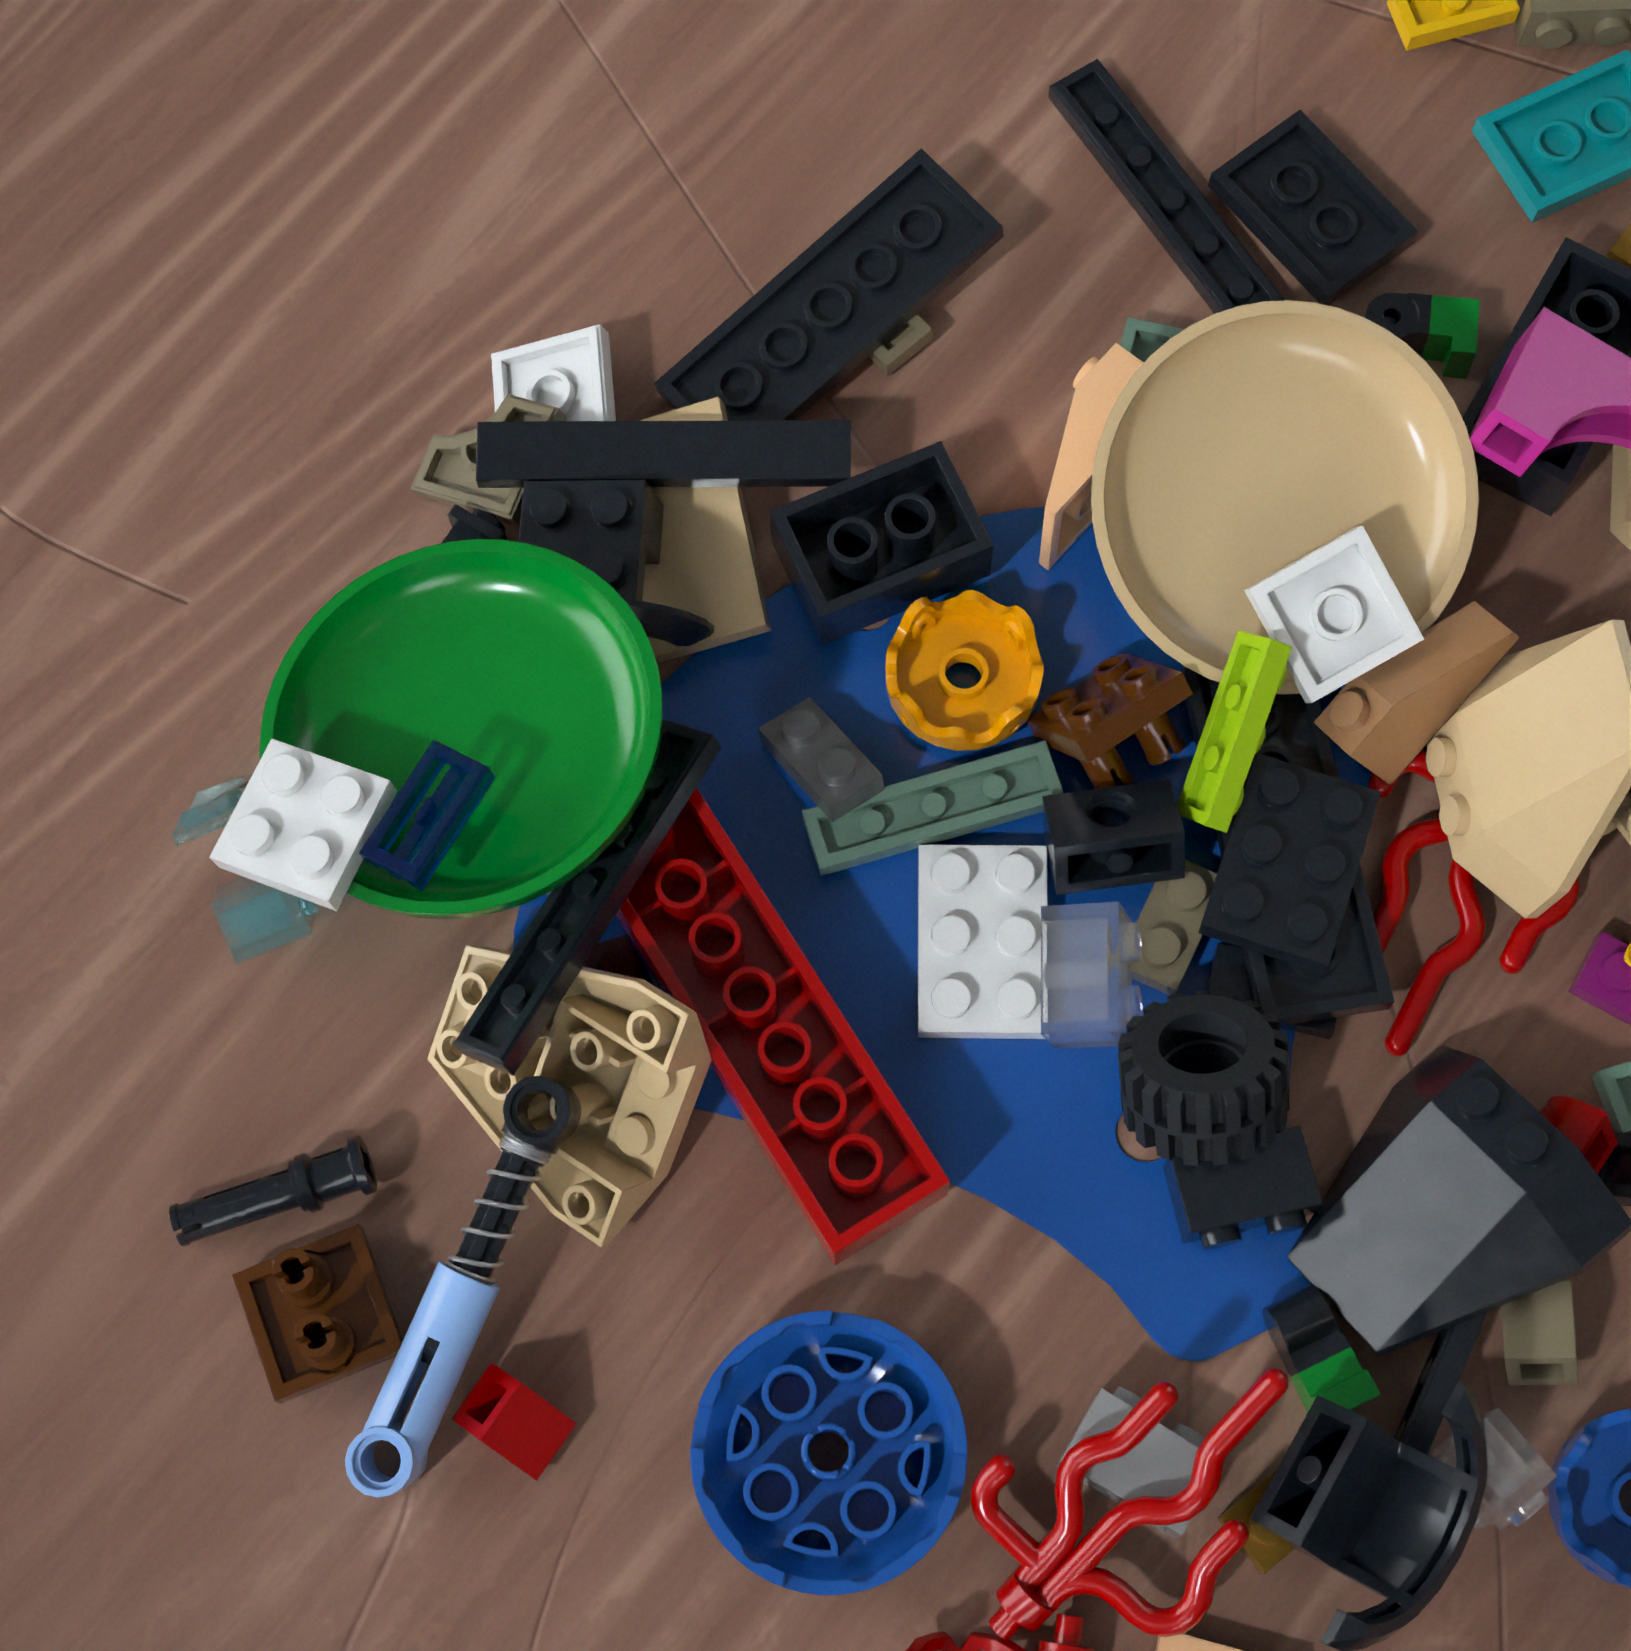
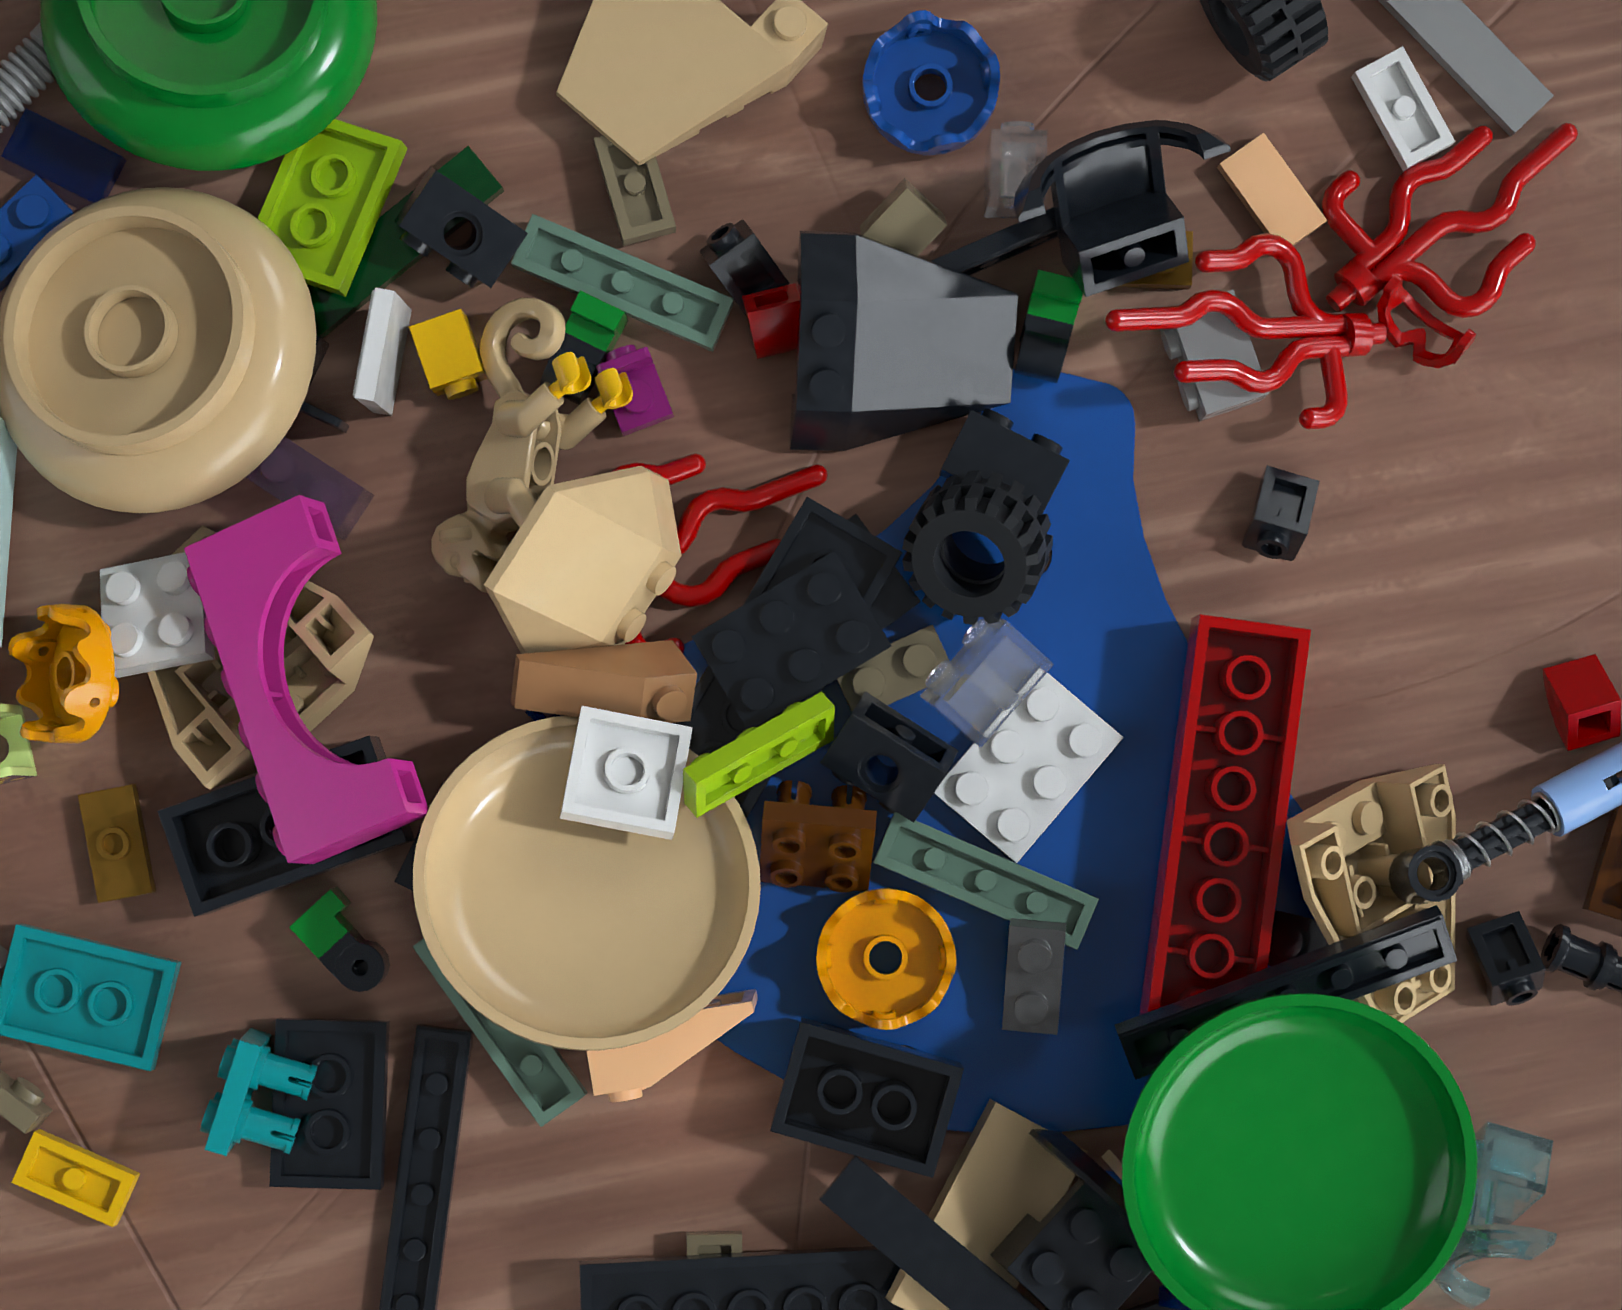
camera: 140 degrees left, 15 degrees up
(303, 824) = (1460, 1180): white plate -> none
(400, 1119) = (1507, 959): none -> black bracket
(447, 828) = (1370, 1093): clear blue tile -> none
(756, 1438) = (1459, 508): blue brick -> none
(956, 1350) = (1281, 514): none -> black bracket
(1398, 149) = (231, 1113): none -> teal plate

